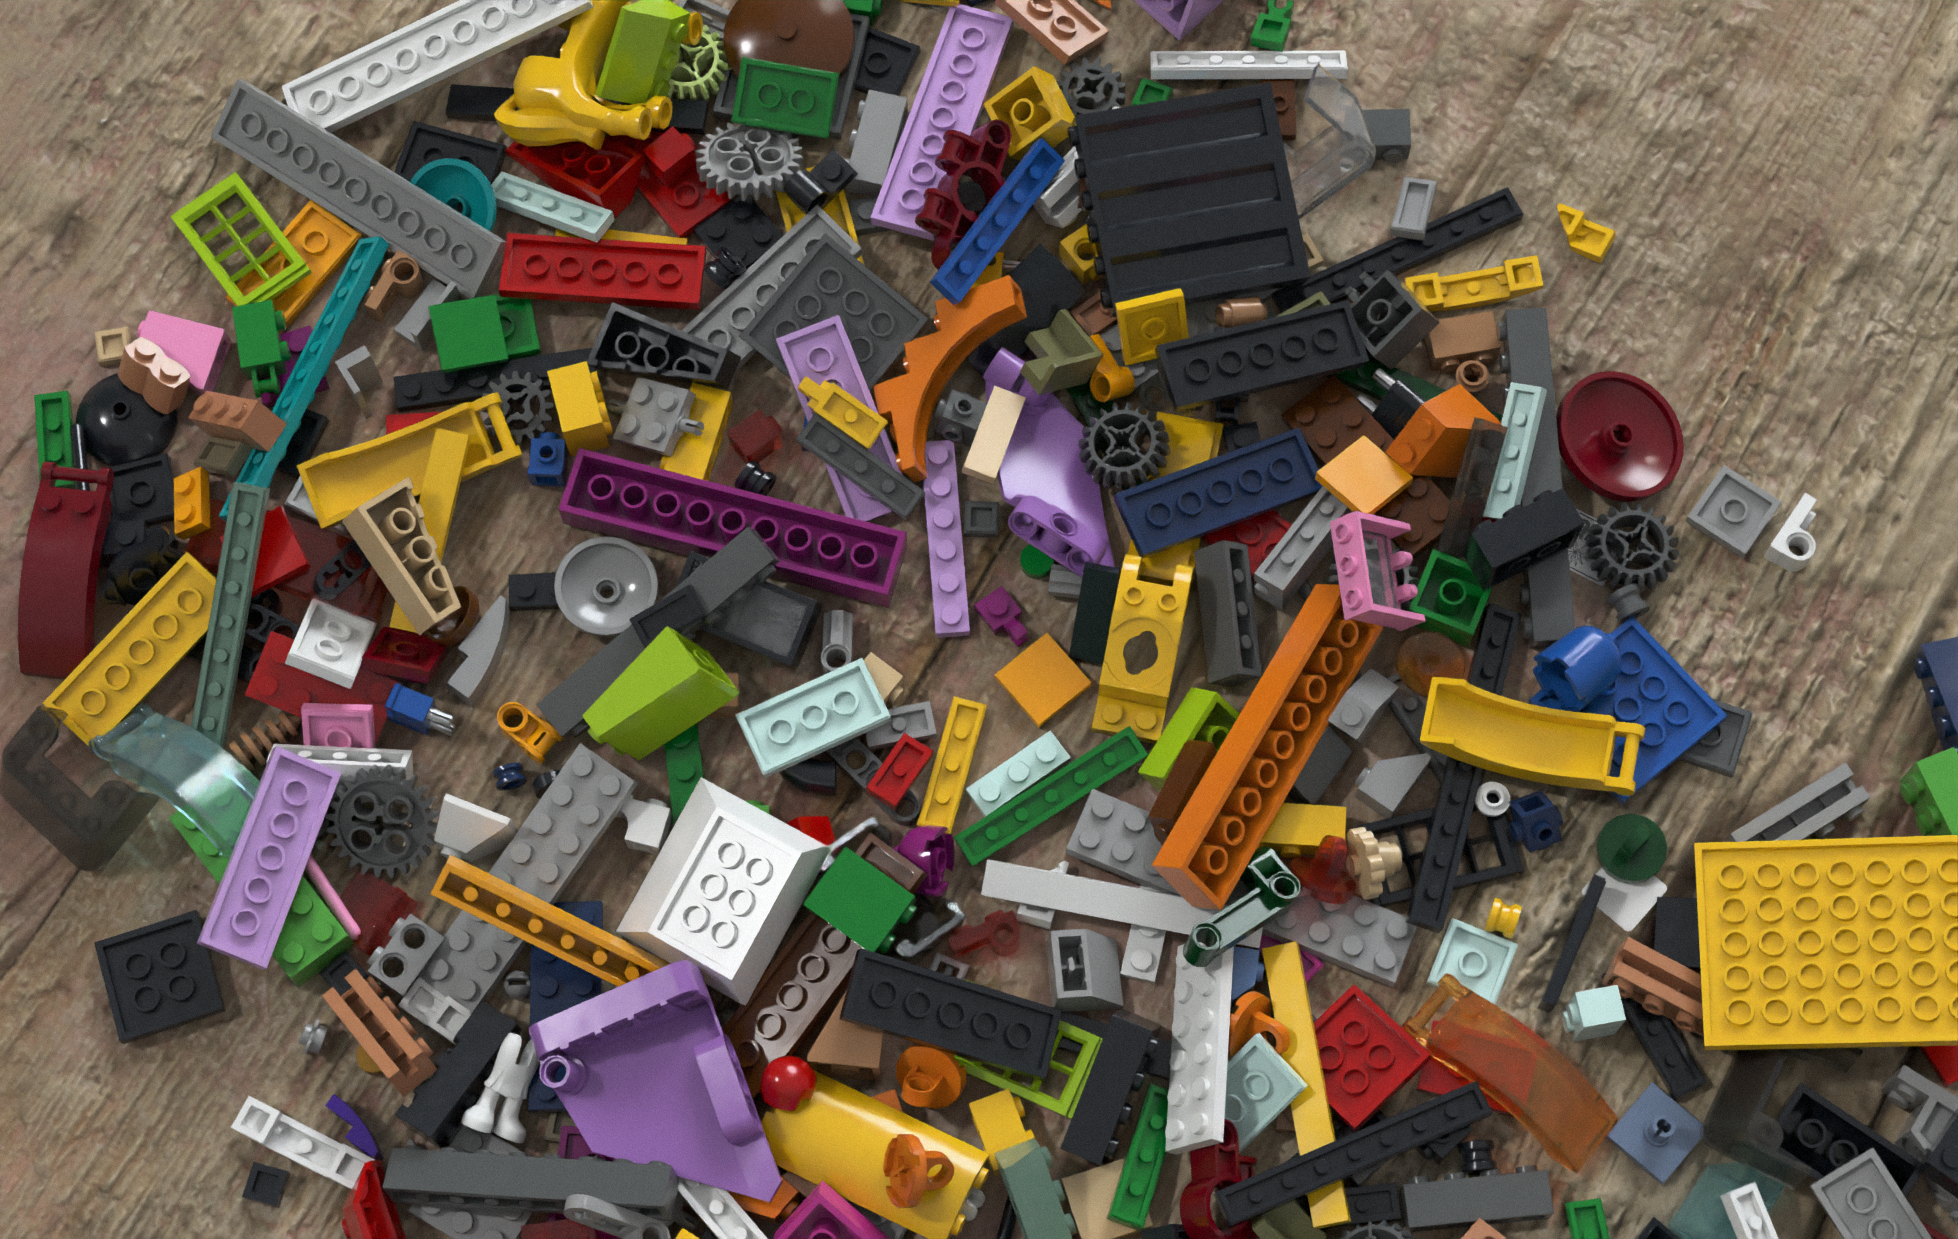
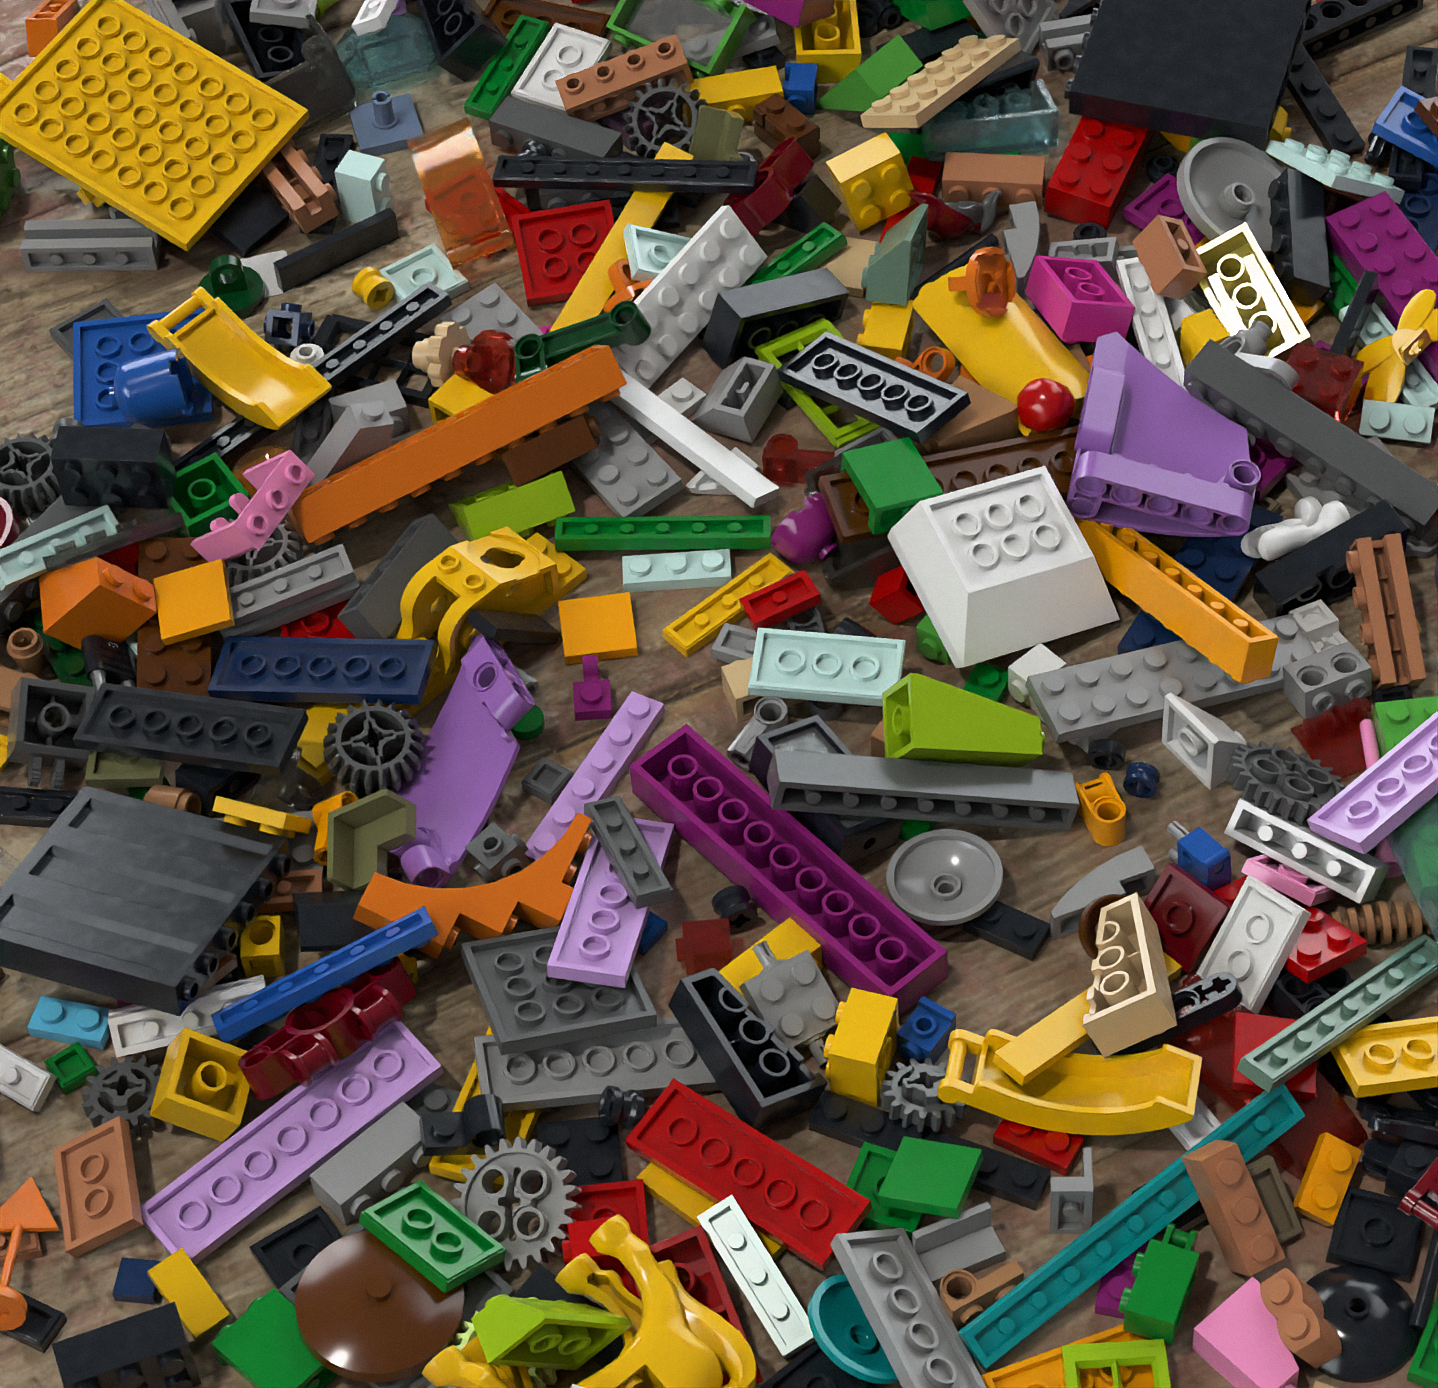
camera: 145 degrees left, 20 degrees down
(675, 611) = (906, 770): black tile -> none
(843, 411) = (609, 887): yellow hinge -> none
(993, 434) = (483, 806): tan tile -> none

